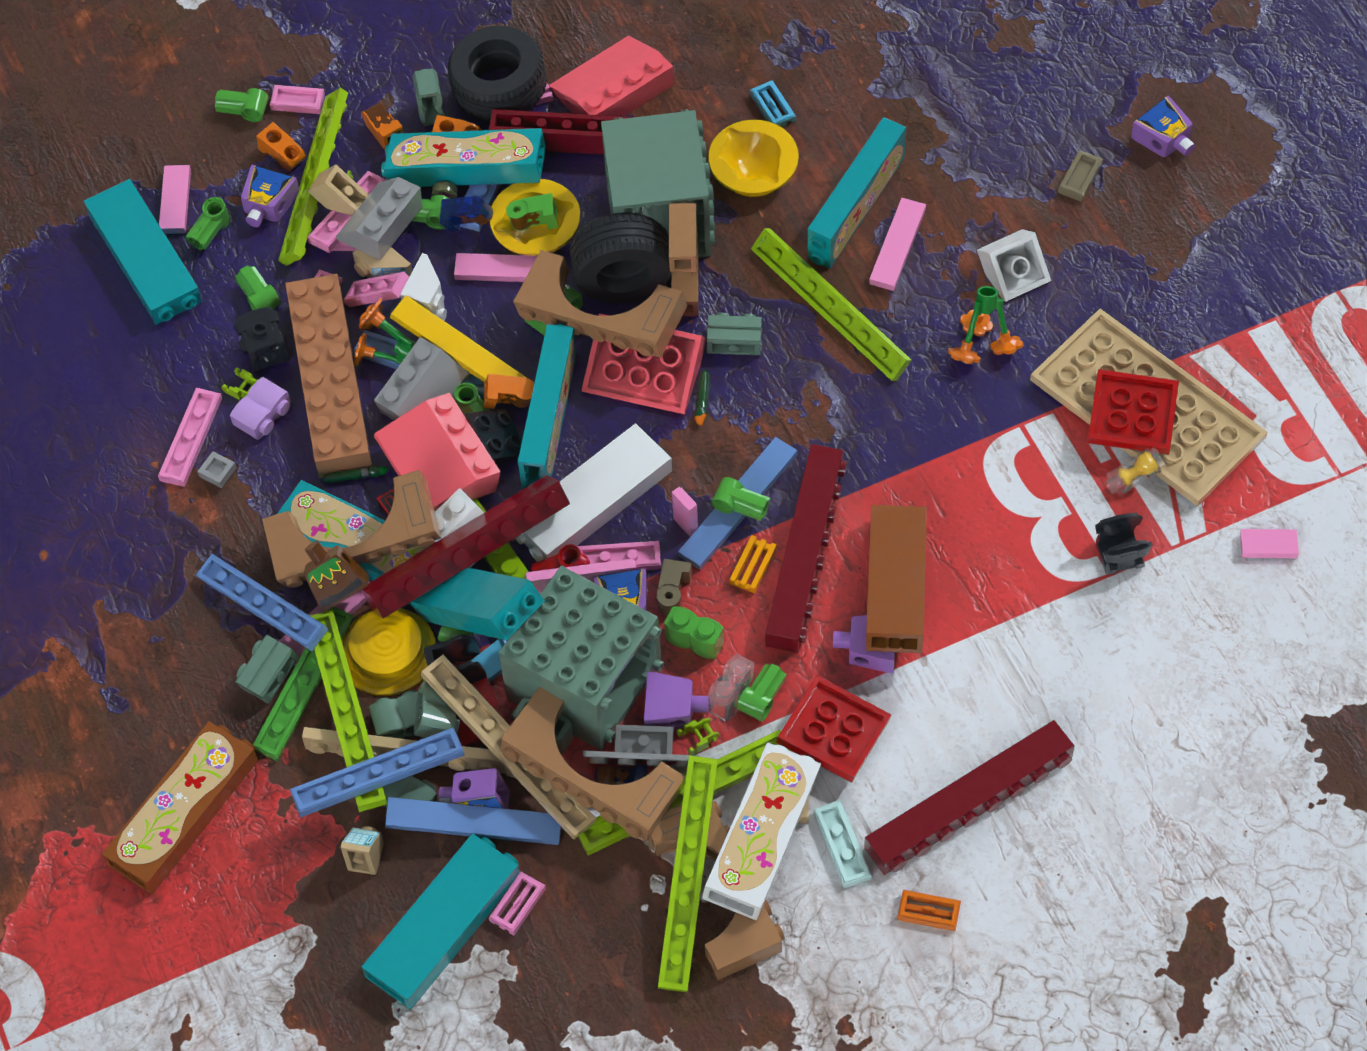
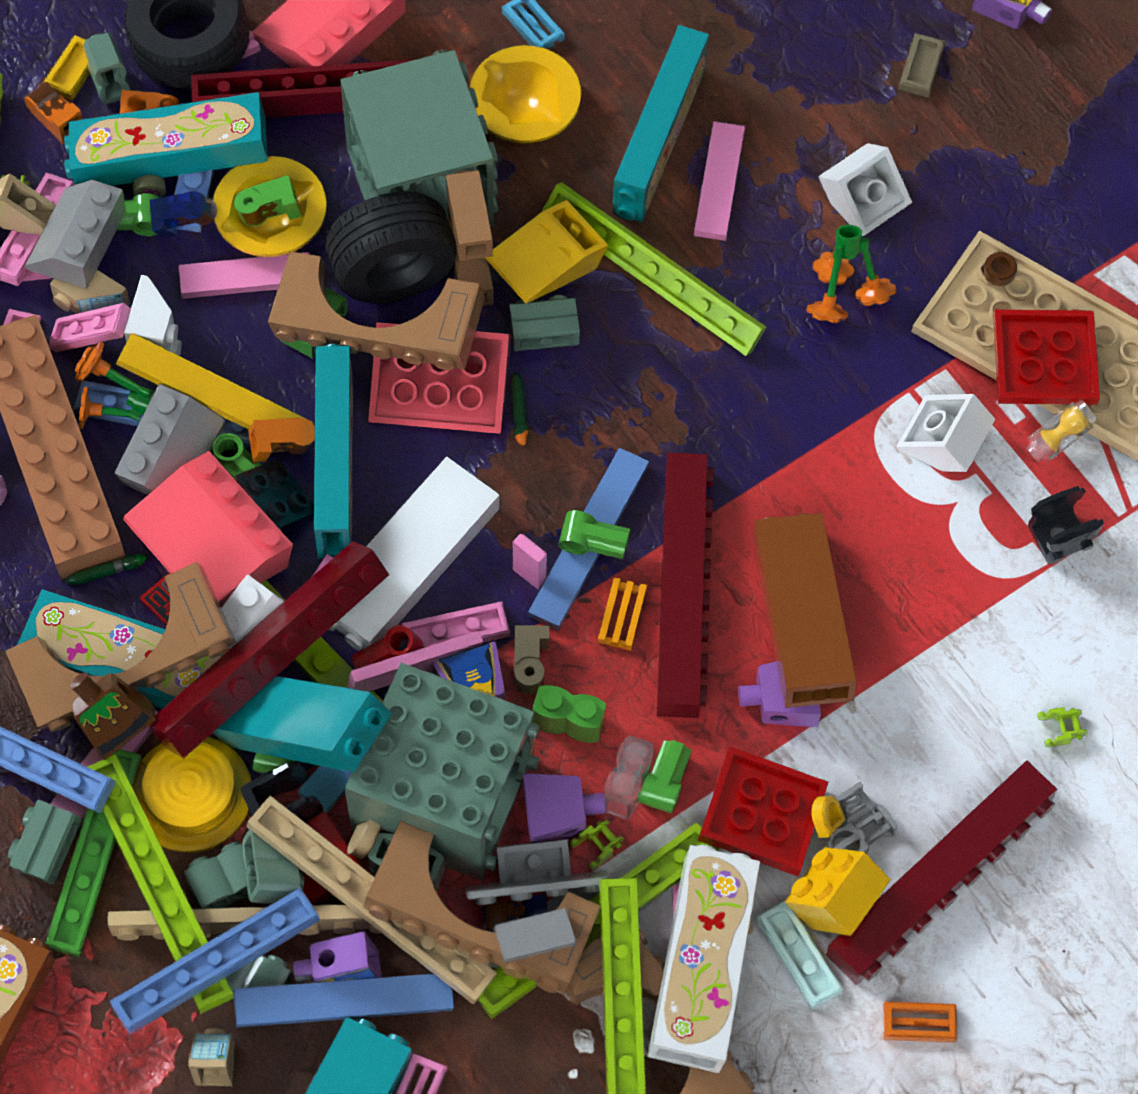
camera: 15 degrees left, 5 degrees up
(401, 97) = (70, 70): none -> yellow tile
(512, 701) = (363, 839): none -> tan tile
(628, 789) = (535, 935): none -> light grey tile
(747, 279) = (548, 252): none -> yellow slope
(879, 796) = (837, 890): none -> yellow brick
(884, 739) = (826, 815): none -> yellow tile
(916, 755) = (868, 824): none -> light grey piece
(1043, 460) = (947, 431): none -> white slope
(1092, 692) = (1060, 715): none -> lime piece
(1110, 339) = (1000, 269): none -> reddish brown tile

